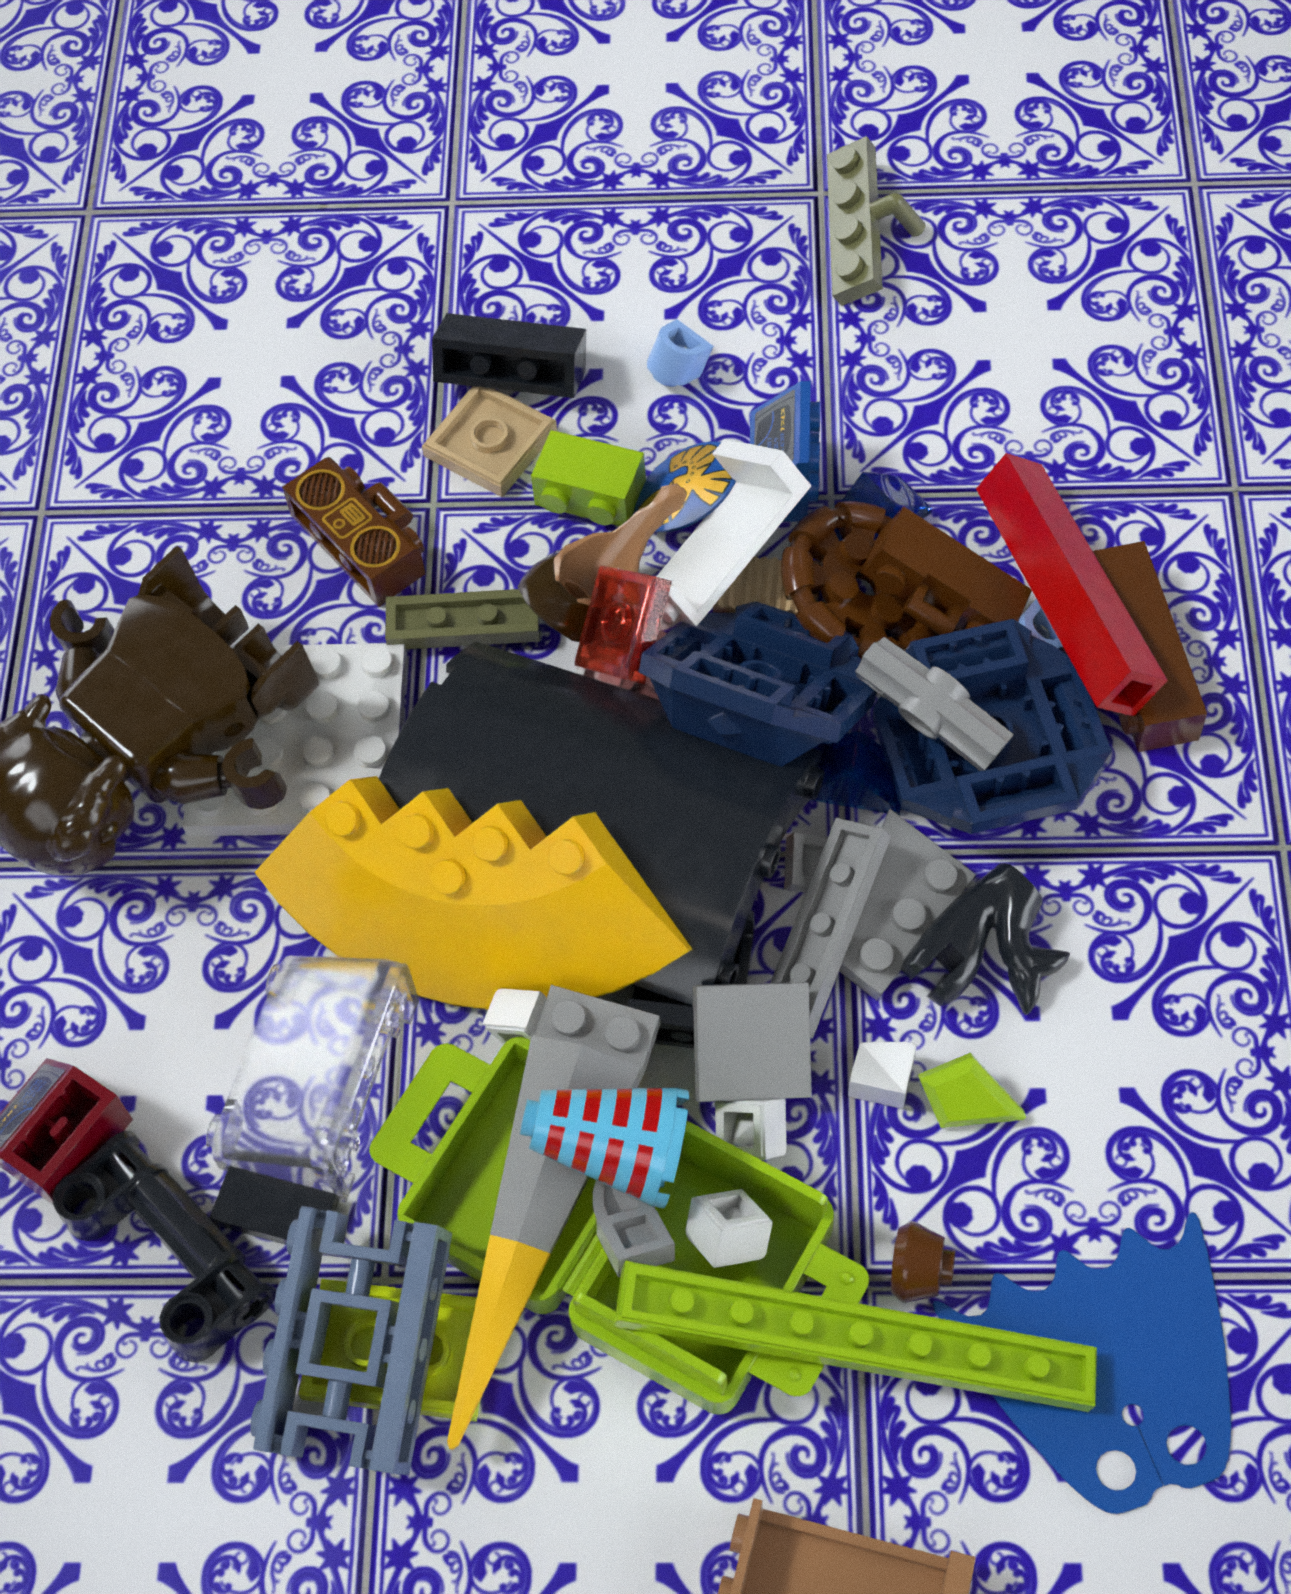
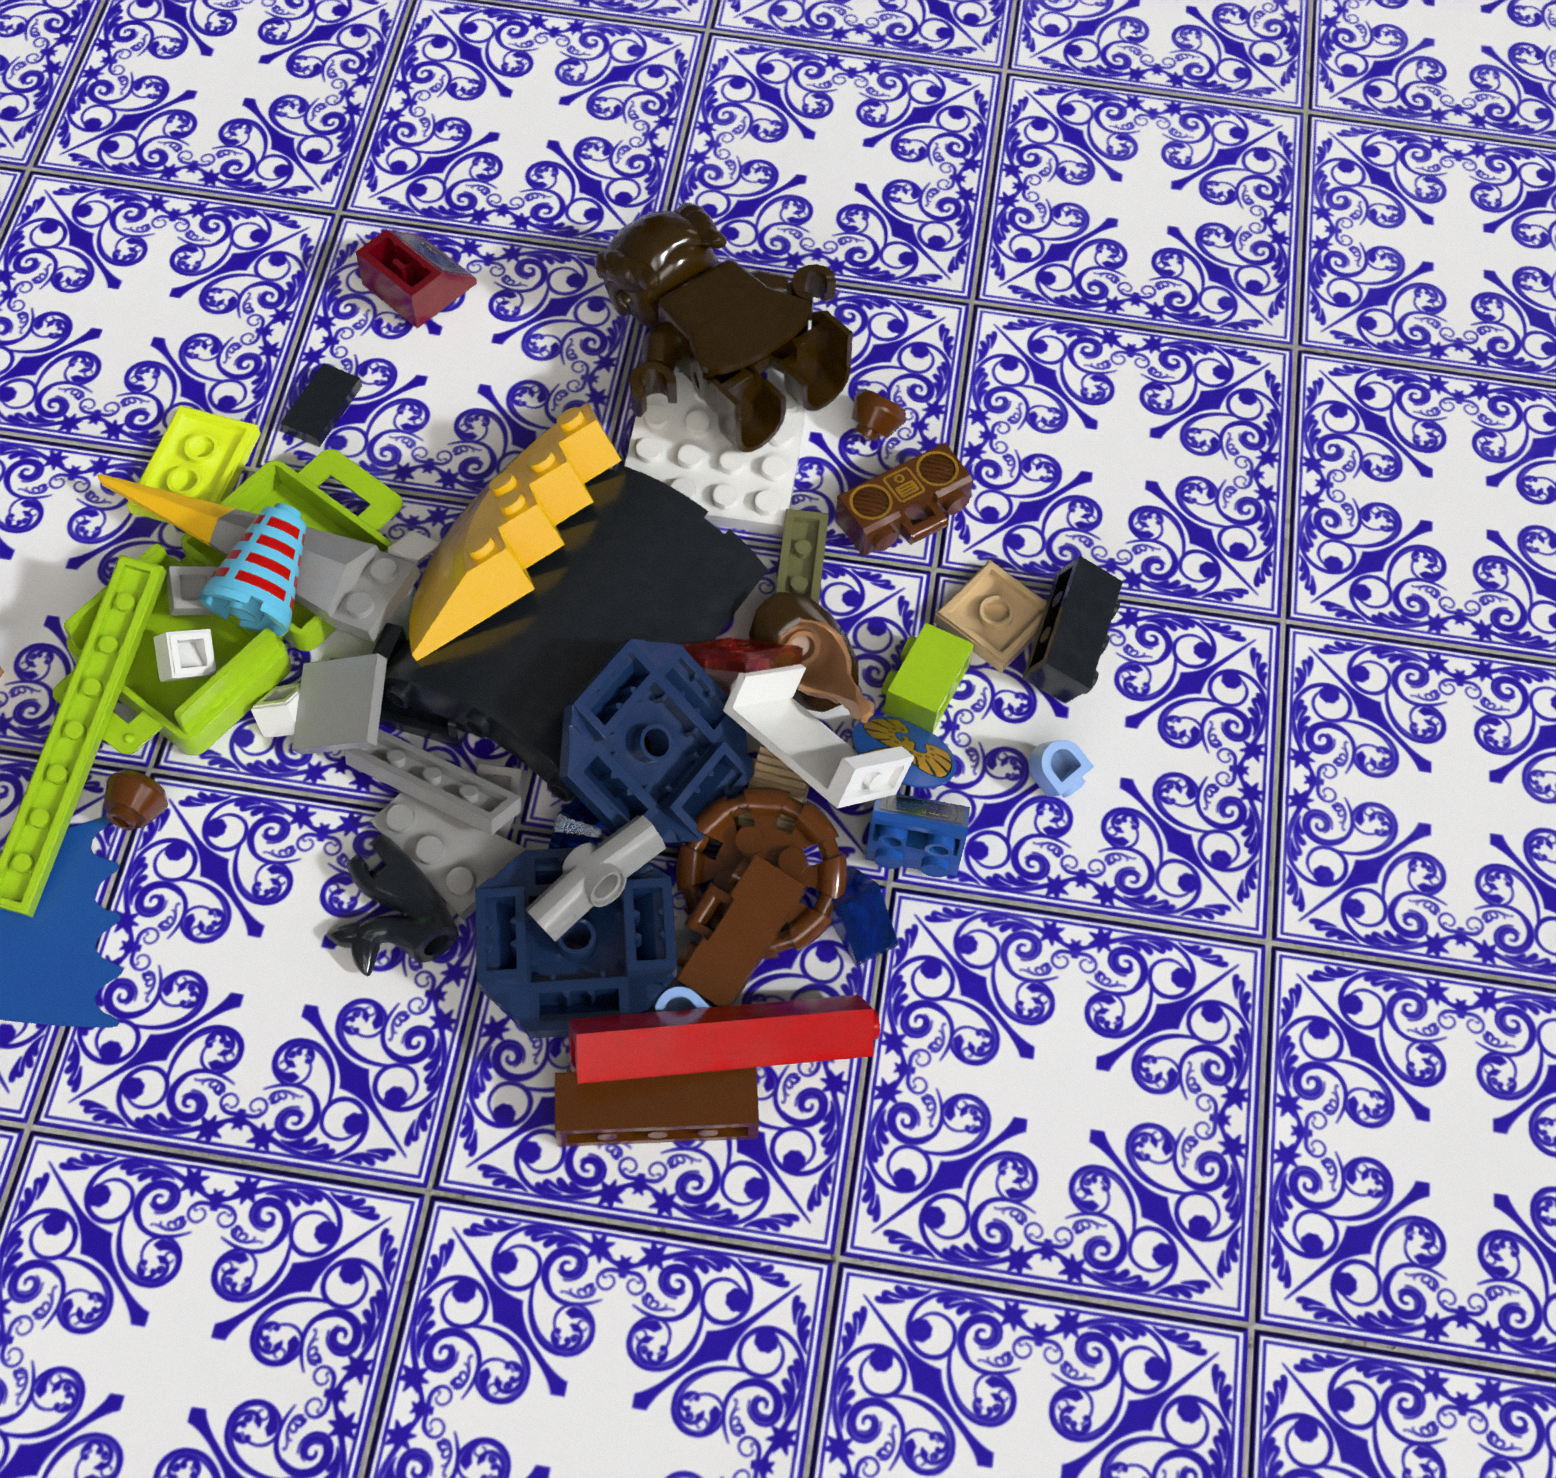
camera: 90 degrees right, 0 degrees up
(184, 1231) = (364, 316): black piece -> none
(237, 570) = (876, 415): none -> reddish brown cone
(312, 1069) = (414, 423): clear windscreen -> none
(398, 1348) = (187, 453): sand blue fence -> none
(855, 220) = (1217, 957): olive plate -> none
(882, 1072) = (302, 810): white slope -> none
(968, 1094) = (260, 866): lime piece -> none

